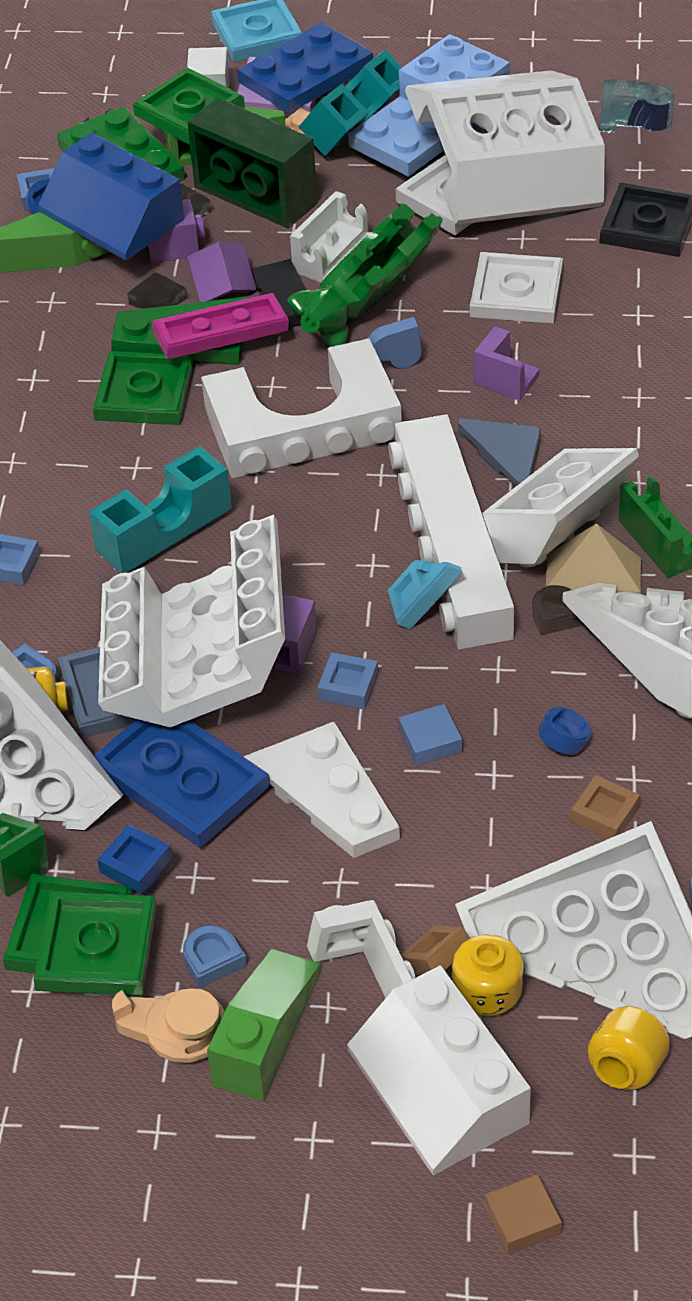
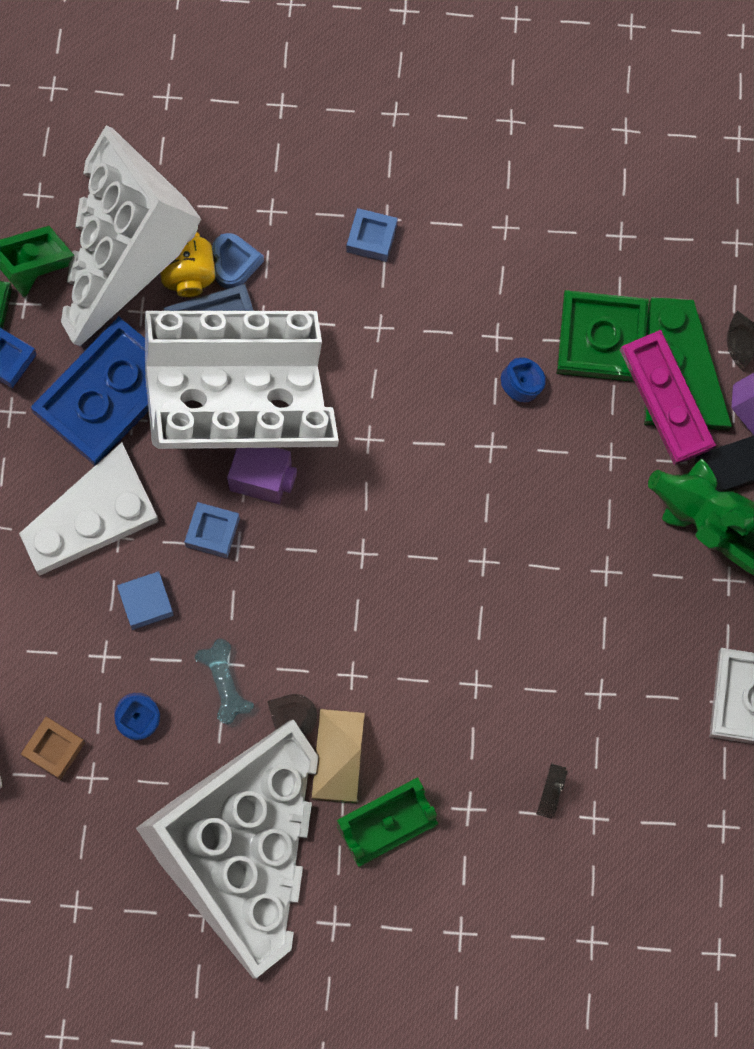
camera: 85 degrees right, 25 degrees up
(188, 436) = (523, 379): none -> blue tile
(192, 496) = (423, 376): teal arch -> none
(262, 440) = (551, 539): white arch -> none
(398, 343) = (648, 569): medium blue tile -> none
(419, 589) = (302, 588): medium azure tile -> none
(452, 530) = (389, 619): white brick -> none
(498, 371) = (624, 680): medium lavender panel -> none
(498, 671) = (231, 701): none -> clear light blue piece
(503, 446) = (509, 681): sand blue tile -> none
(556, 502) = (394, 712): white slope -> none
(616, 414) = (551, 790): none -> clear smoke tile

